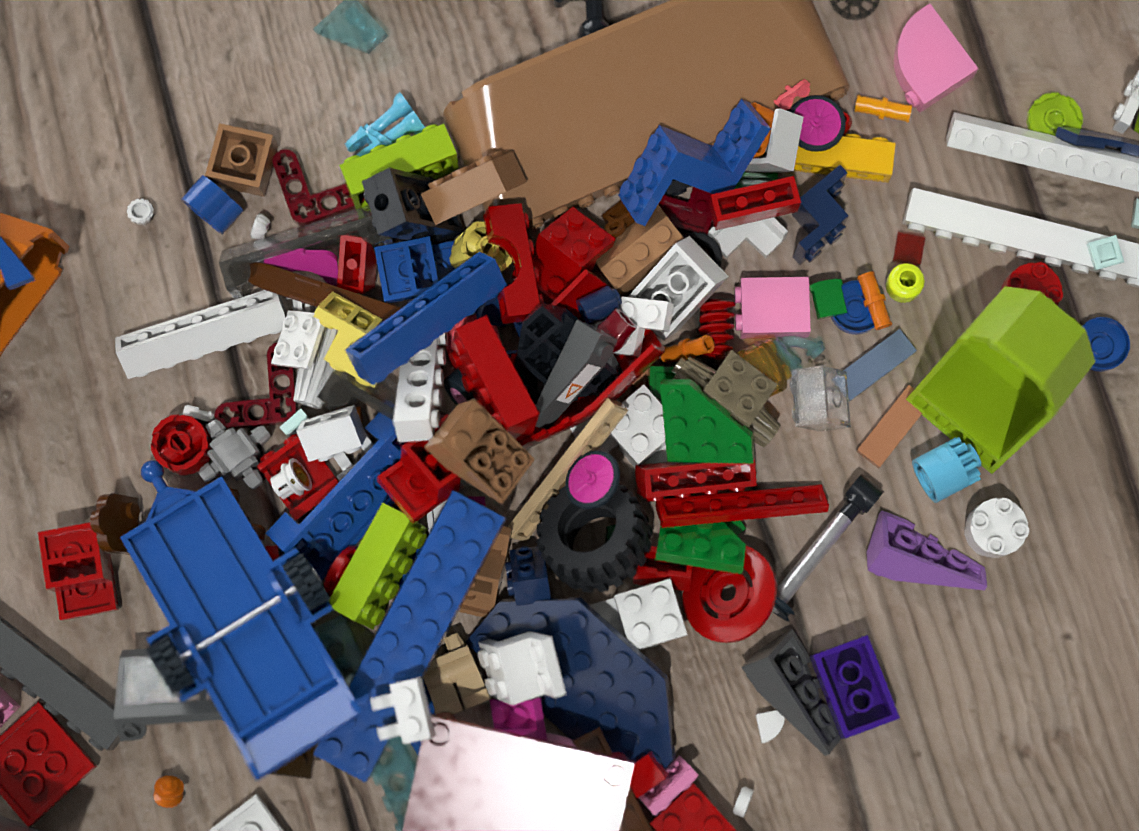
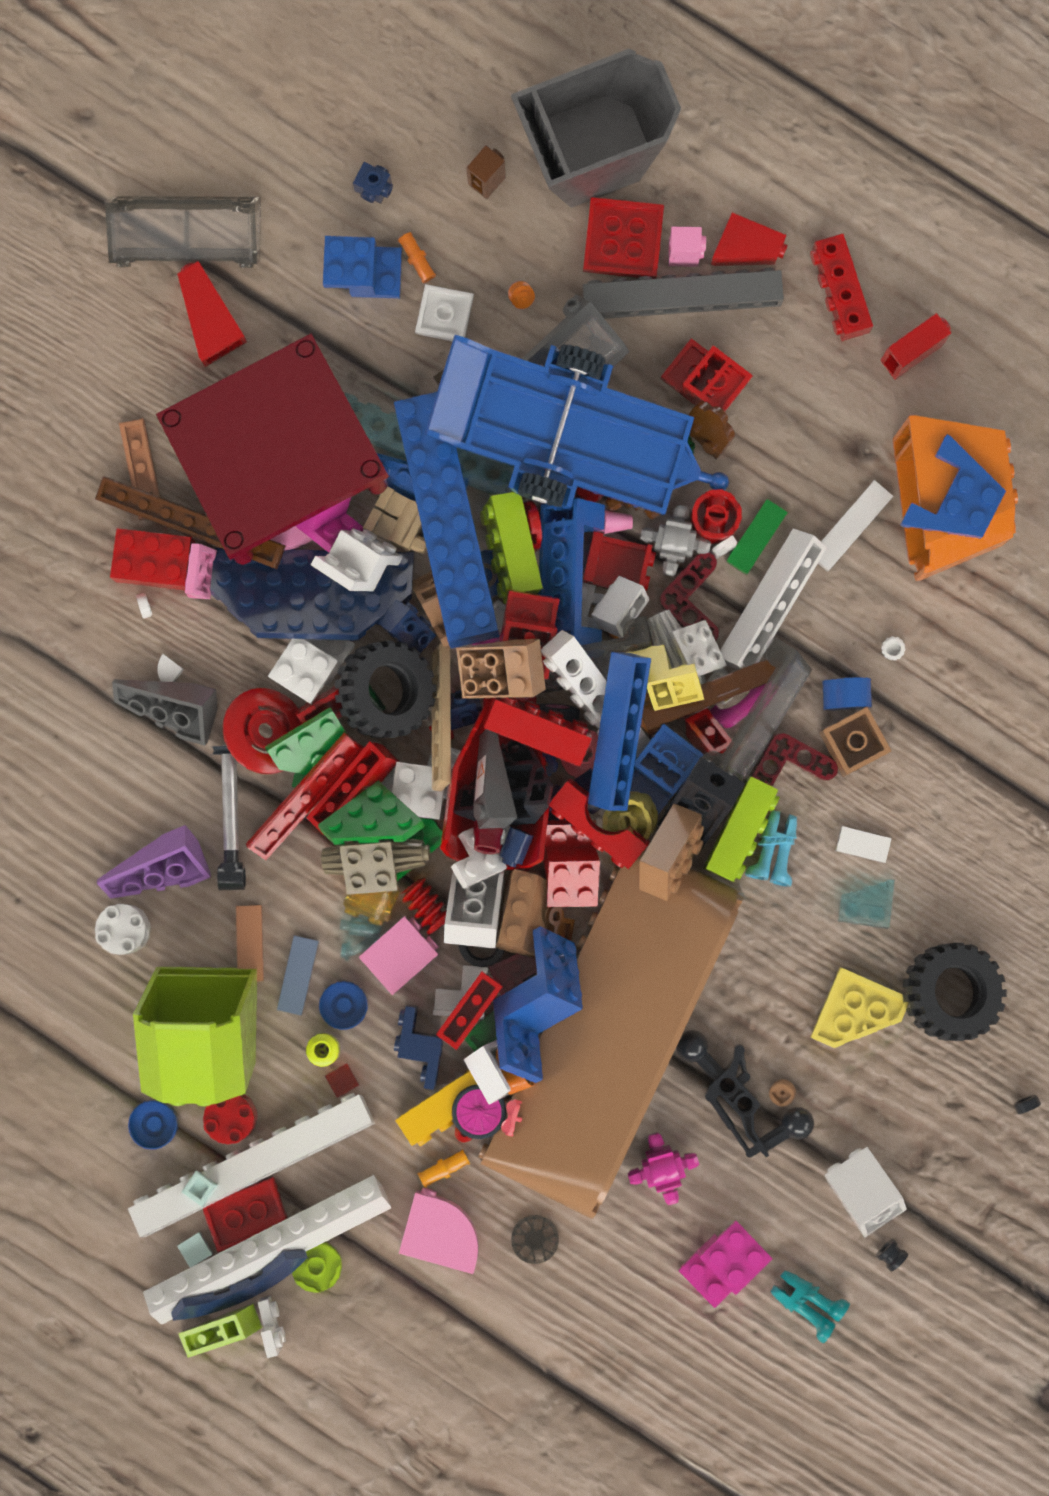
camera: 140 degrees right, 5 degrees up
(73, 342) = (853, 523): none -> white tile
(164, 401) = (756, 537): none -> green tile
(260, 226) = (801, 708): white piece -> none
(266, 513) = (616, 522): none -> bright pink cone
(291, 479) = (621, 556): white piece -> none
(292, 424) = (654, 592): light aqua tile -> none
(311, 78) = (863, 844): none -> white tile
(411, 711) = (400, 467): white plate -> none
(544, 462) = (463, 710): none -> dark blue brick
(592, 479) = (415, 721): dark pink wheel -> none
(646, 775) = (219, 565): red tile -> none
(688, 348) = (431, 872): orange pin -> none
(820, 398) = (312, 914): clear brick -> none
(828, 298) = (366, 992): green tile -> none
(854, 687) = (131, 739): dark purple brick -> none
(874, 300) = (333, 1017): orange pin -> none
(947, 469) = (187, 941): medium azure gear -> none
(1081, 204) = (245, 1214): none -> red tile

